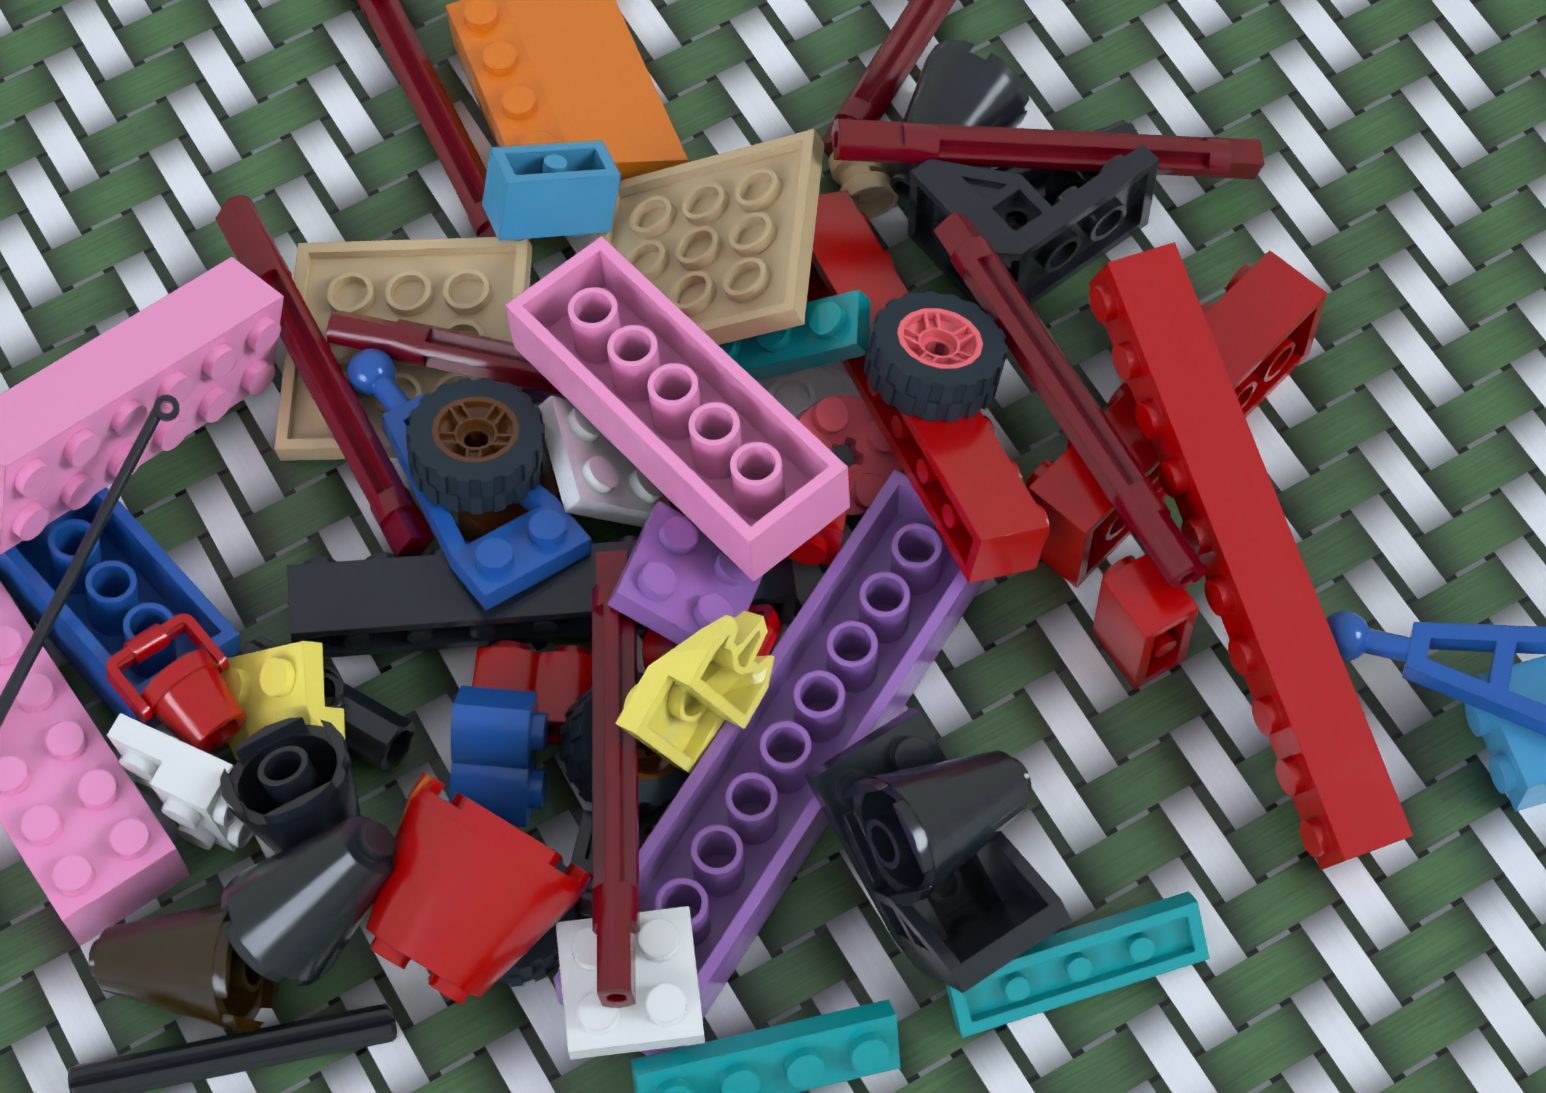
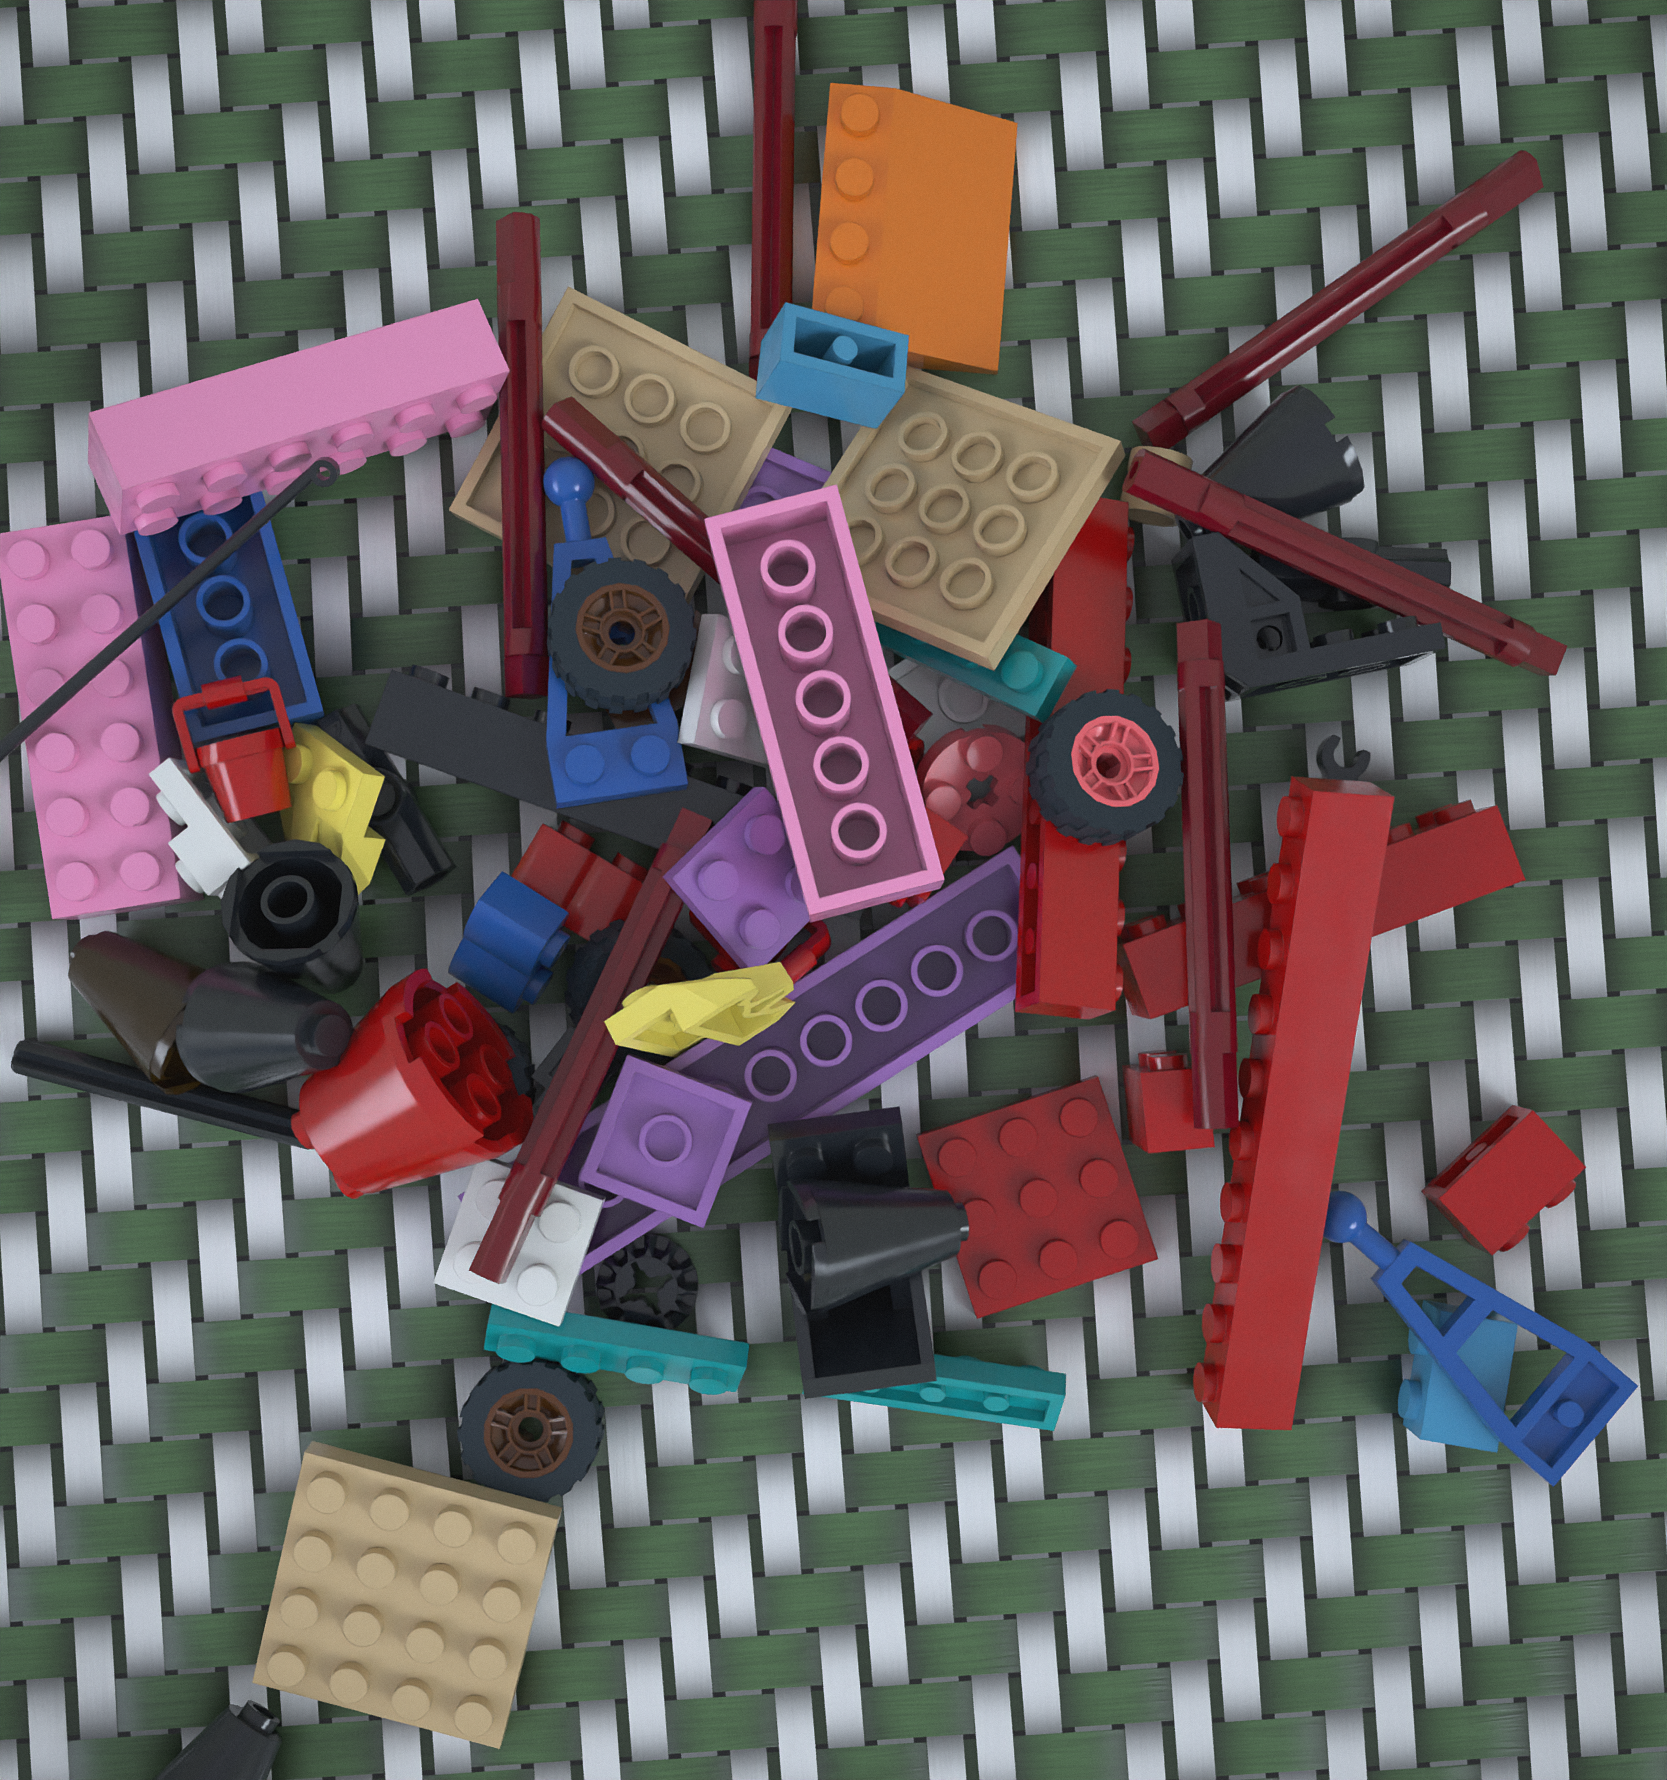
camera: 20 degrees right, 25 degrees up
(720, 829) = (665, 1140): none -> medium lavender plate
(737, 1013) = (656, 1257): none -> black gear
(1096, 764) = (1040, 1196): none -> red plate
(1469, 557) = (1505, 1180): none -> red brick

